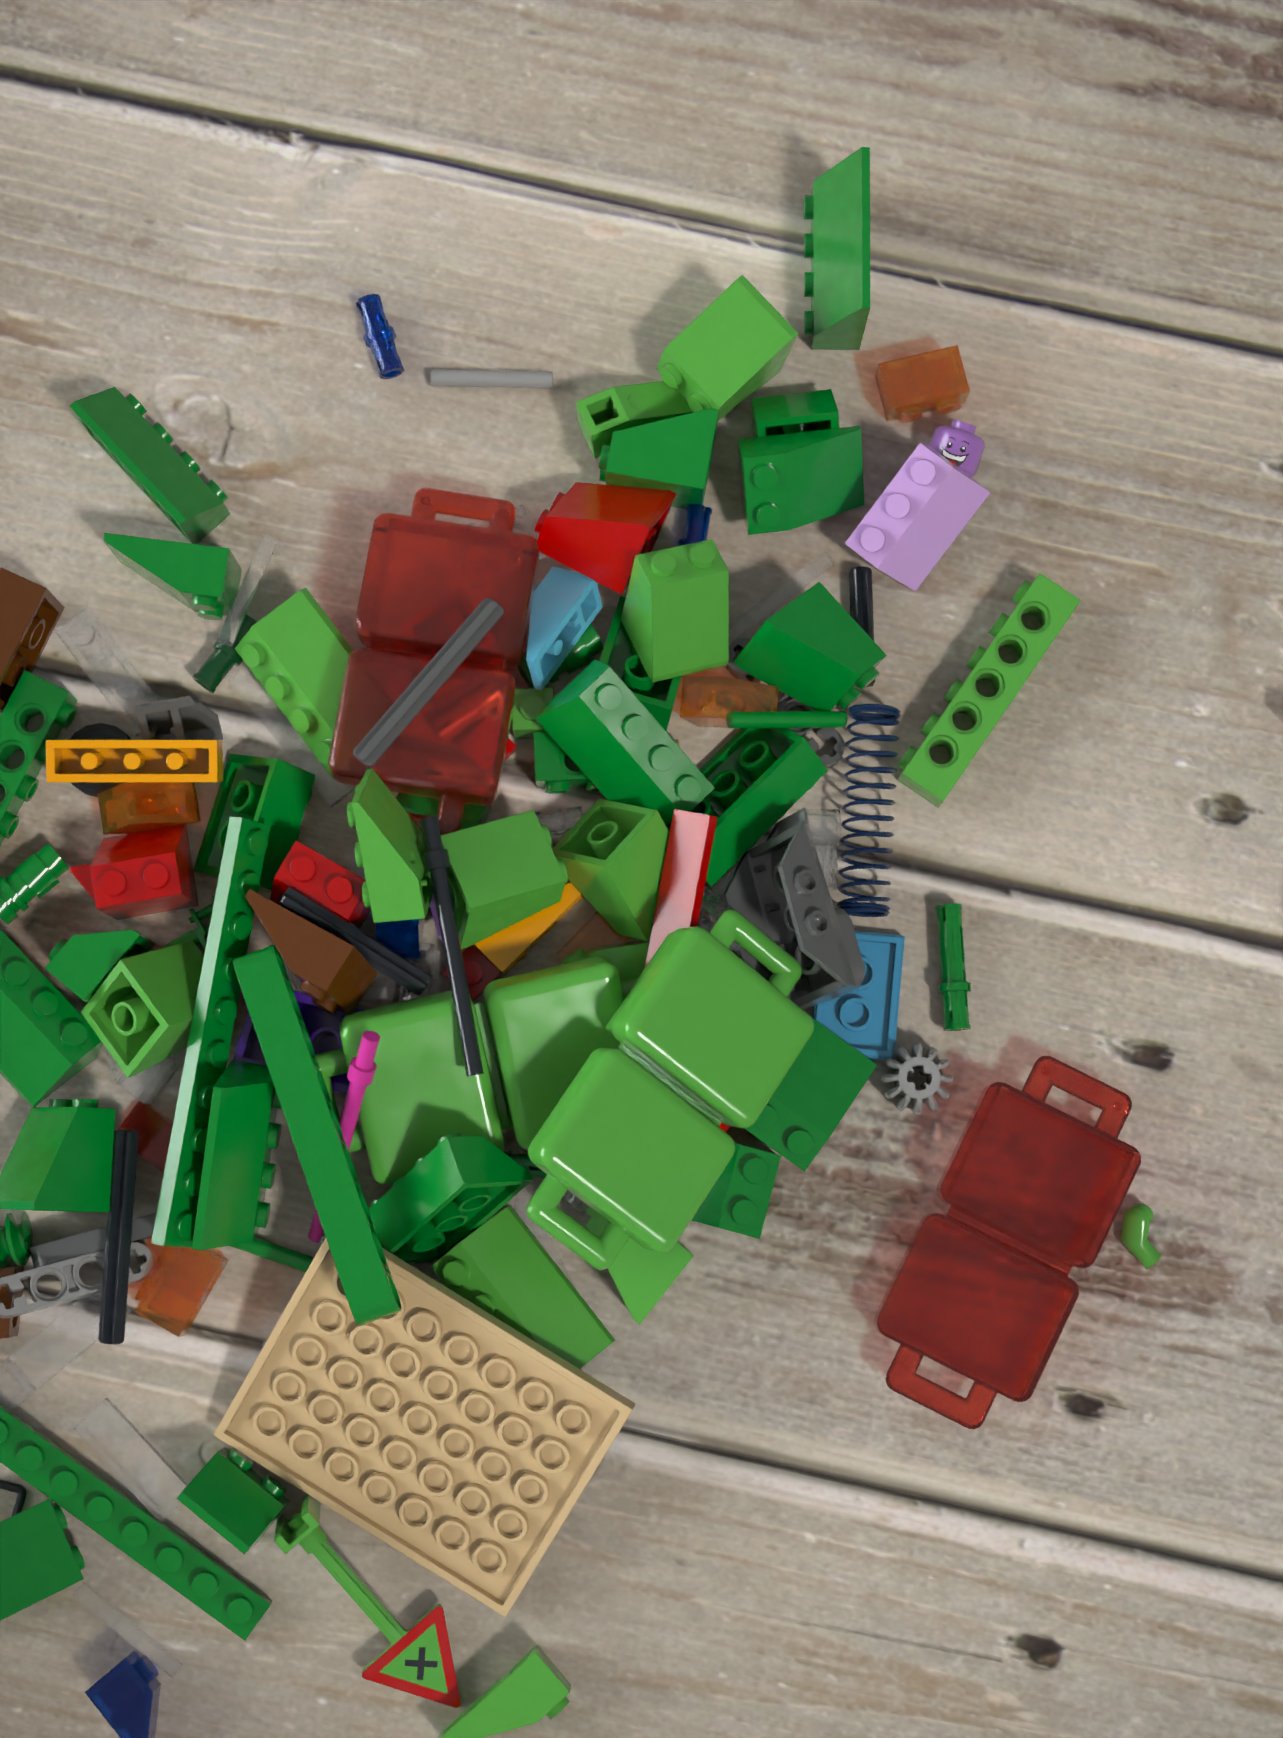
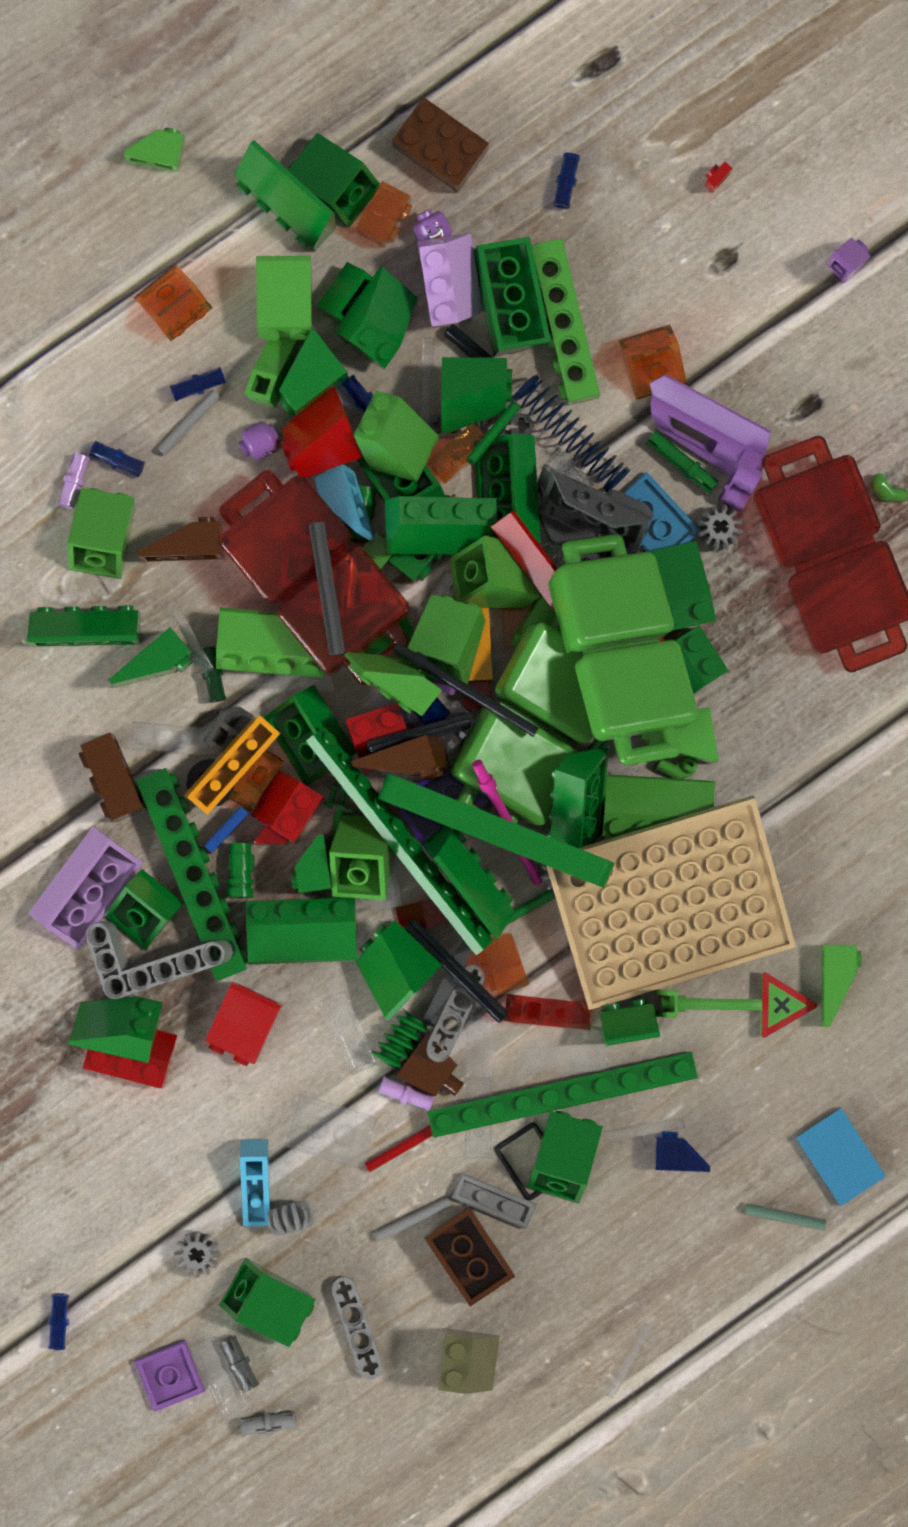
camera: 50 degrees left, 5 degrees up
(58, 825) = (226, 830): none -> blue tile
(167, 1387) = (548, 1012): none -> clear red slope
(277, 388) = (100, 533): none -> bright green slope
(311, 310) = (73, 481): none -> lavender pin
(346, 486) = (191, 542): none -> reddish brown slope
(541, 472) = (259, 440): none -> medium lavender head
(543, 349) = (197, 384): none -> clear blue pin
(593, 1286) = (678, 770): none -> bright green arm
(609, 245) = (173, 302): none -> clear orange slope
(765, 81) = (158, 150): none -> bright green slope
(910, 294) = (335, 178): none -> green slope
(962, 602) = (511, 296): none -> green slope
(1032, 1007) = (734, 442): none -> medium lavender panel
(1036, 830) = (651, 356): none -> clear orange slope
(1058, 376) = (440, 144): none -> reddish brown brick
(1148, 551) = (566, 180): none -> clear blue pin

